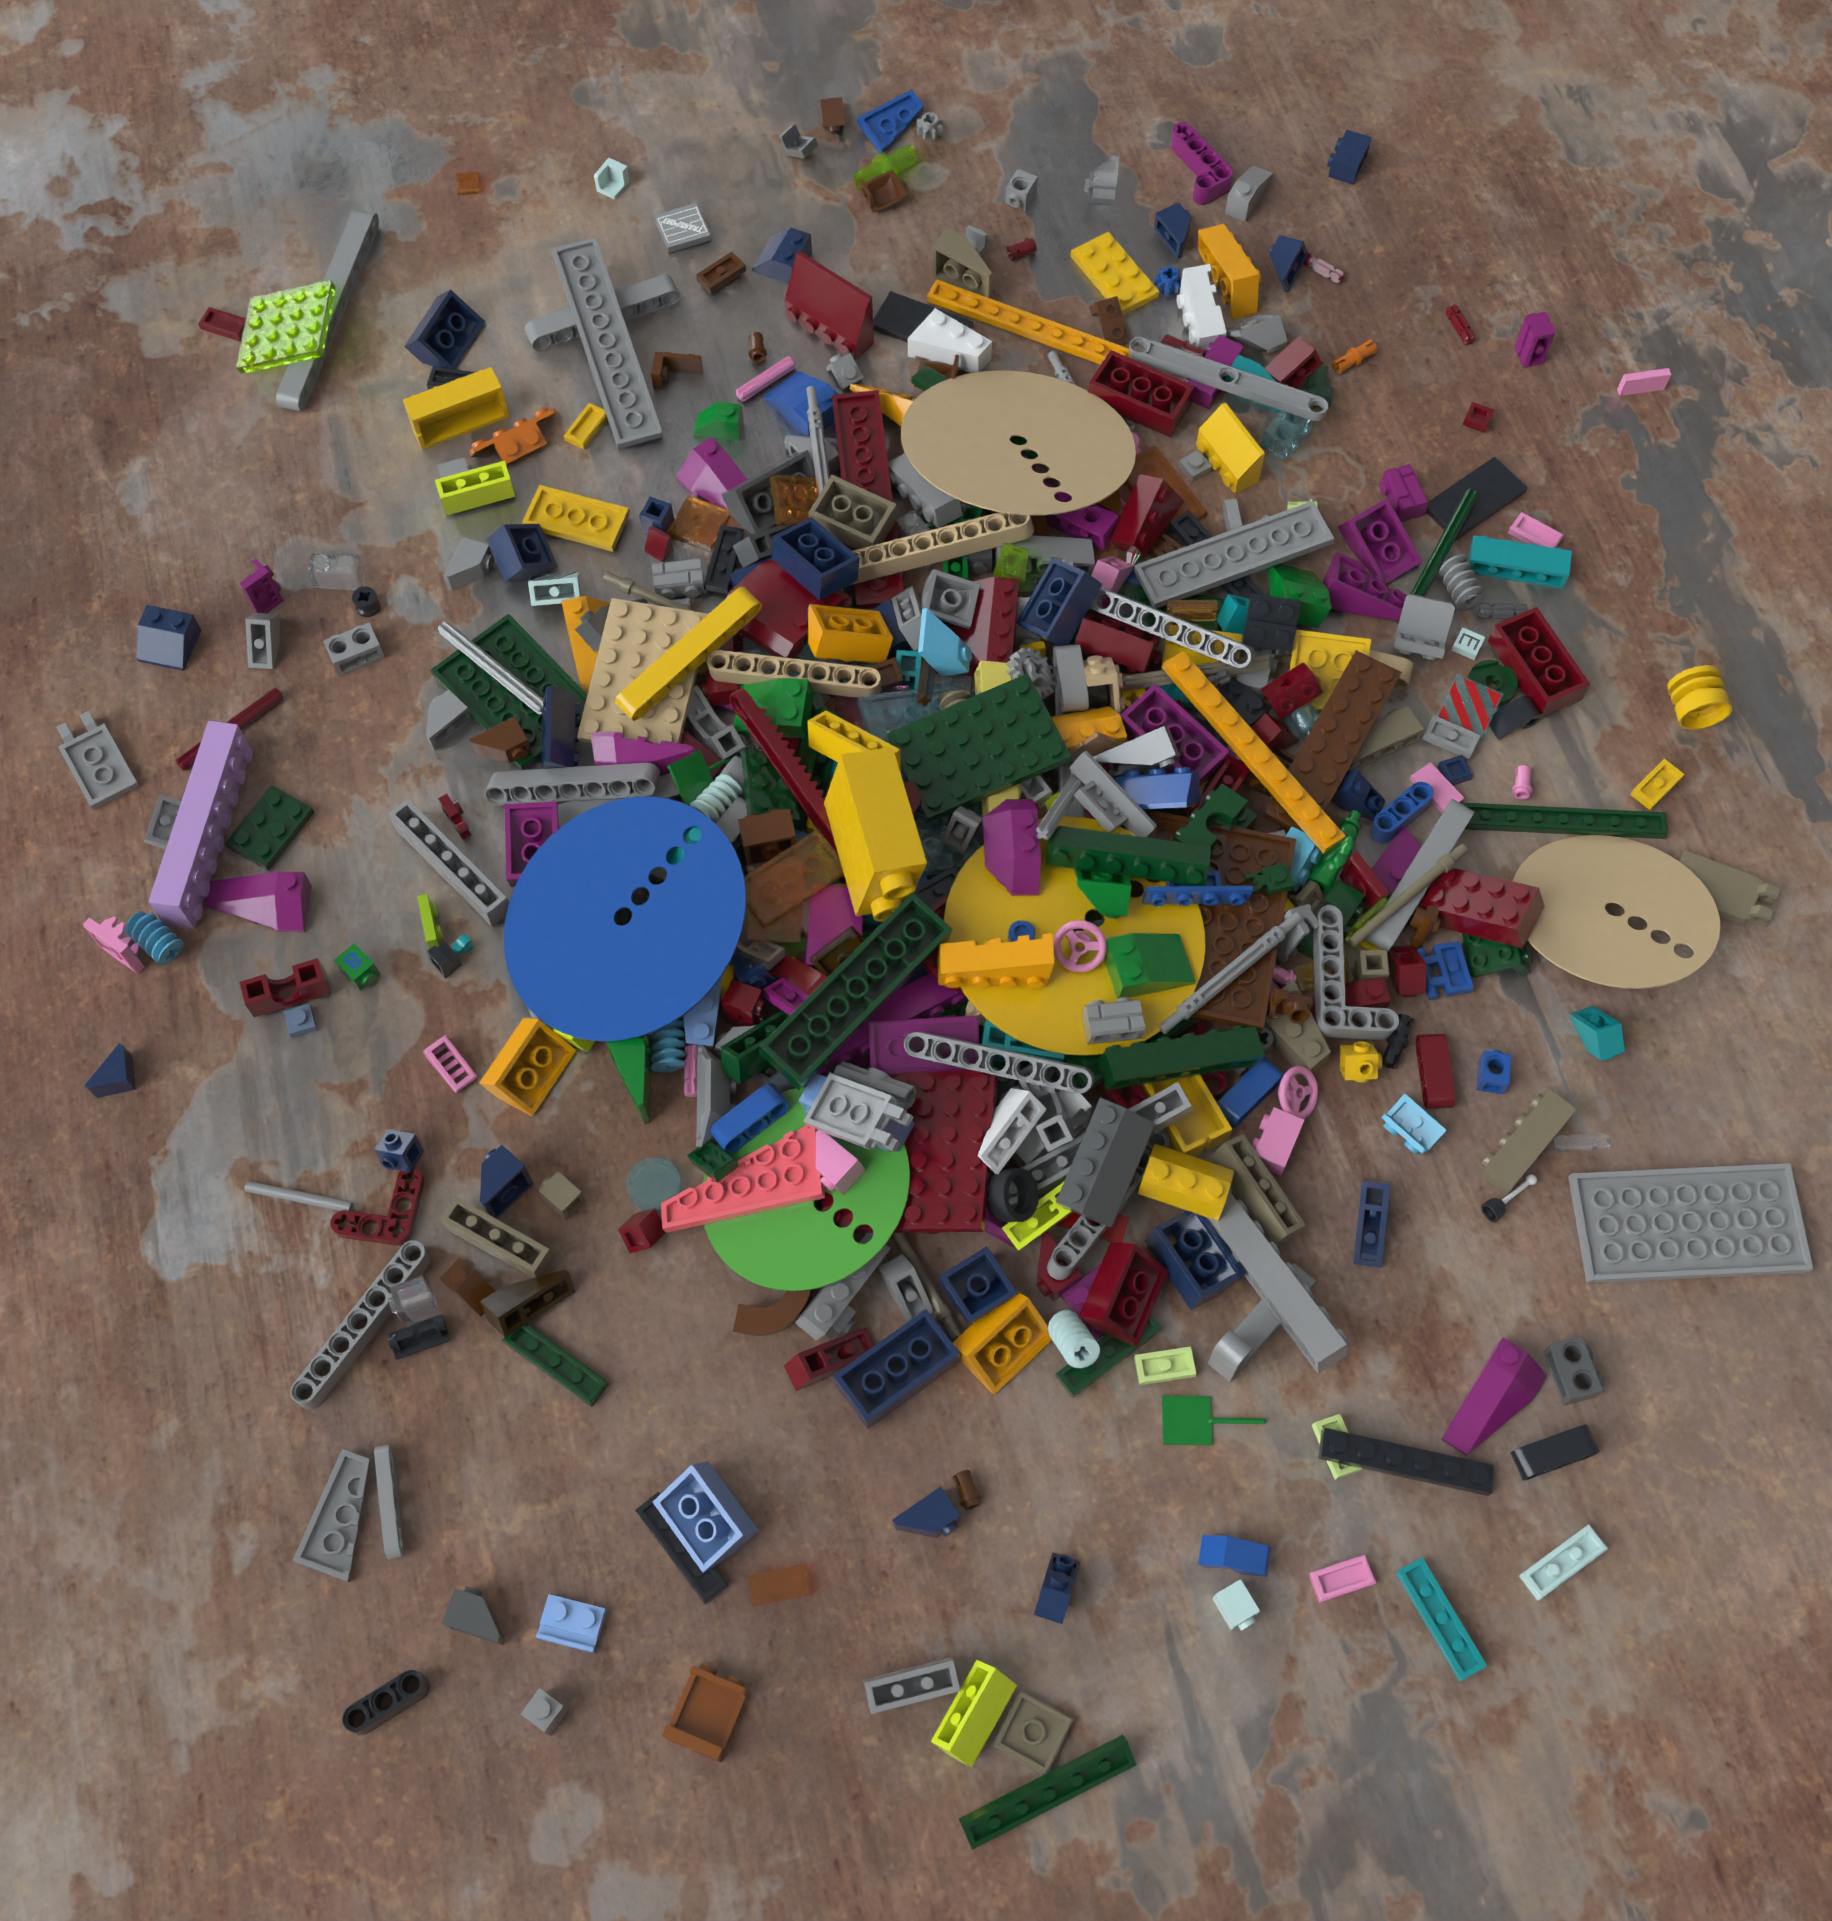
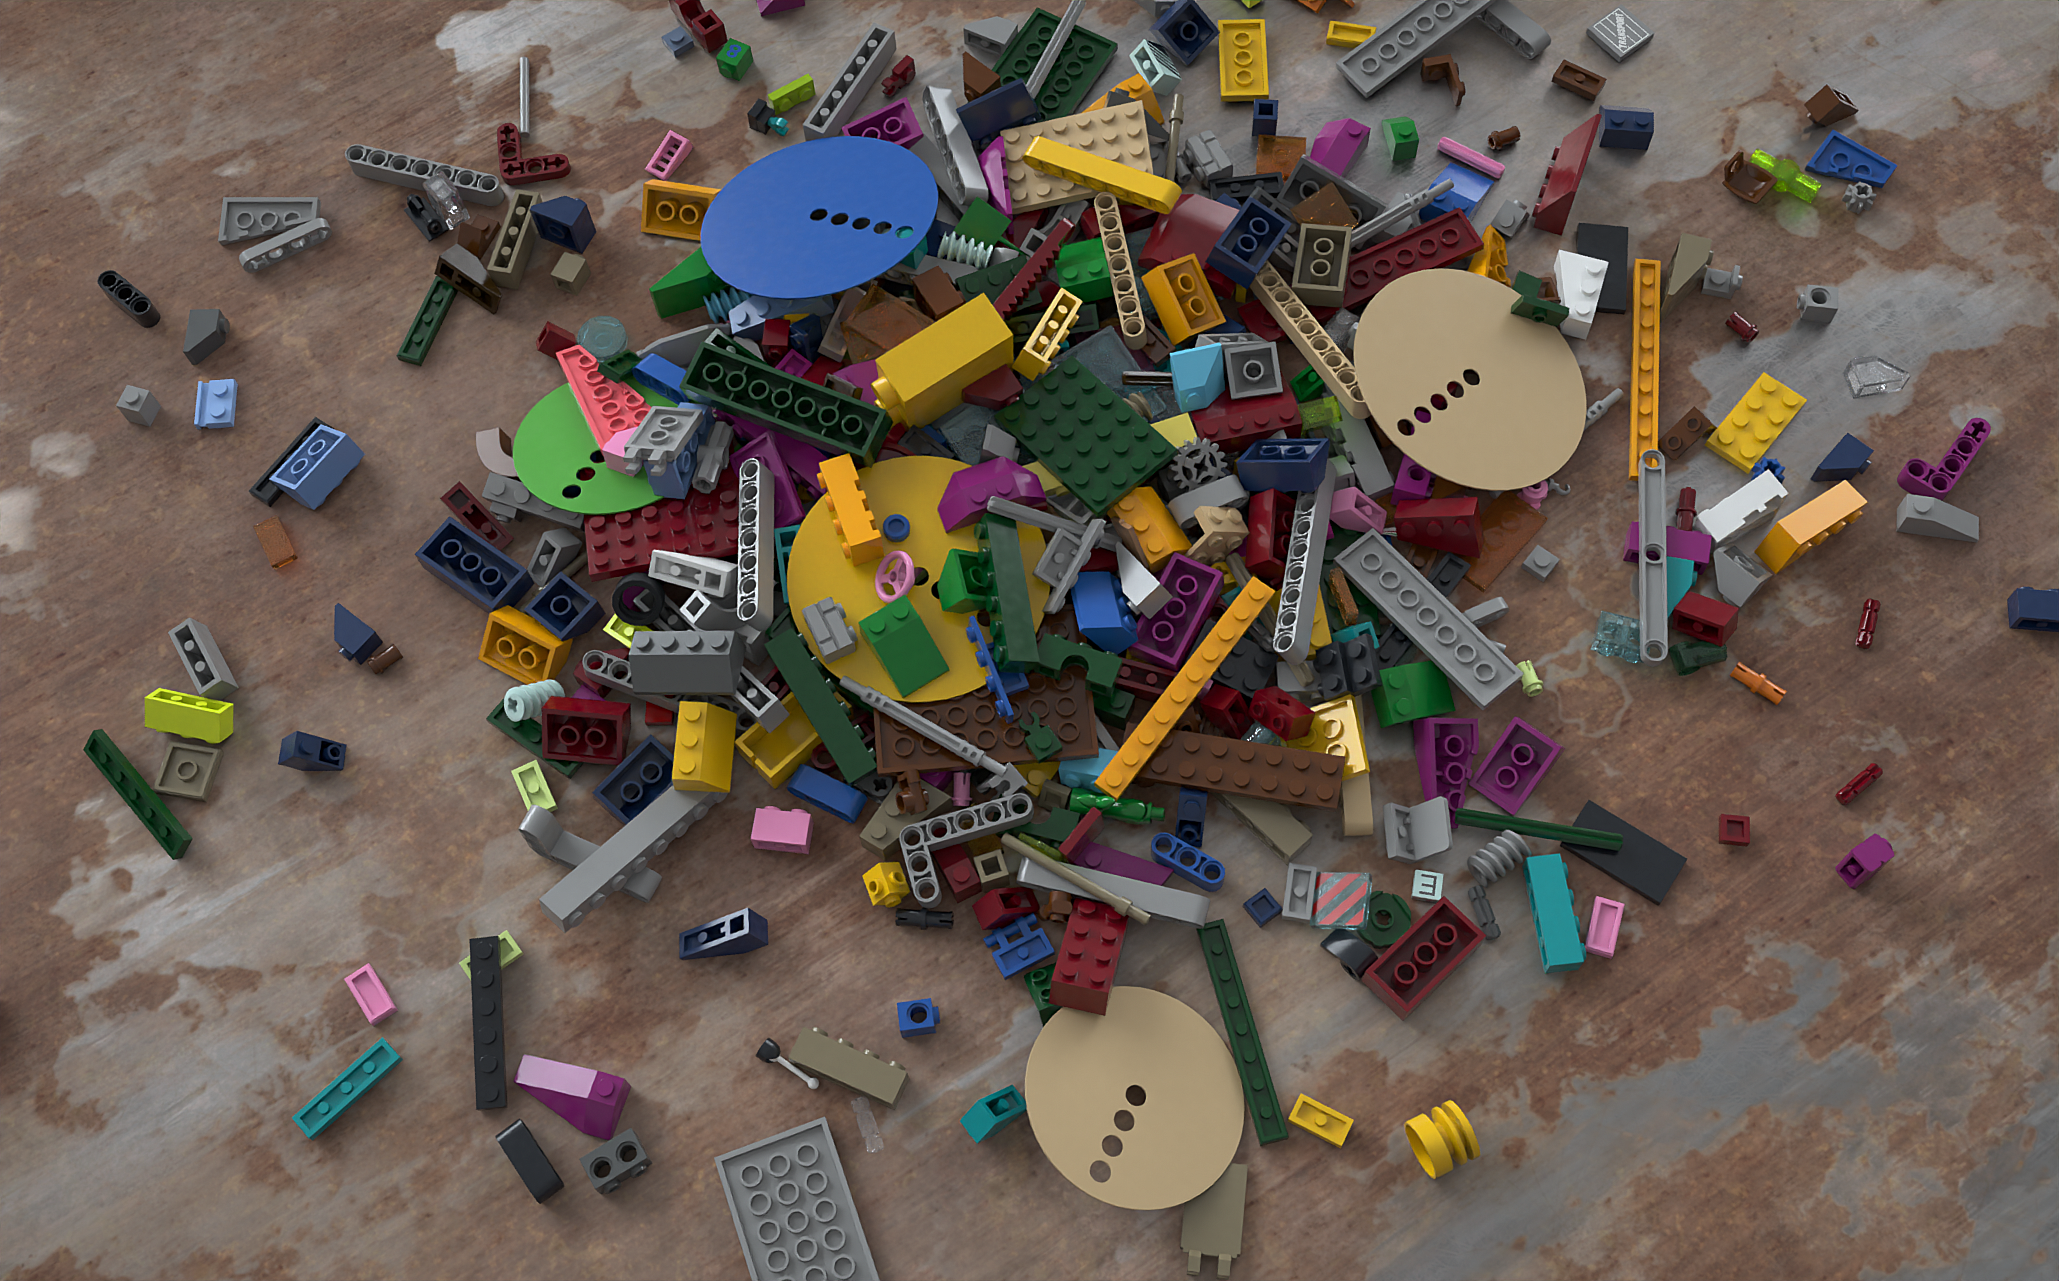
camera: 75 degrees right, 0 degrees up
(399, 1150) = (576, 144): dark blue brick -> none
(658, 544) = (1241, 132): dark red slope -> none
(707, 1712) = (157, 521): dark orange panel -> none
(797, 145) = (1773, 89): flat silver bracket -> none
(965, 372) = (1540, 310): none -> dark green plate
(1142, 393) = (1601, 483): dark red brick -> none
(1189, 1420) = (491, 827): green piece -> none
(1230, 449) = (1565, 586): yellow slope -> none
(1234, 1554) = (368, 893): blue slope -> none
(1236, 1606) = (323, 905): light aqua brick -> none
(1258, 1191) = (720, 822): dark tan brick -> none
(1287, 257) = (1850, 580): dark blue slope -> none
(1292, 1093) = (841, 825): bright pink piece -> none
(1404, 492) = (1592, 774): magenta brick -> none
(1414, 1125) = (833, 952): medium azure bracket -> none
(1435, 1071) = (901, 961): dark red beam -> none
(1442, 789) = (1233, 893): bright pink tile -> none
(1522, 788) = (1270, 978): bright pink pin -> none
(1563, 1562) = (427, 1194): light aqua tile -> none
(1644, 381) = (1870, 1001): bright pink tile -> none

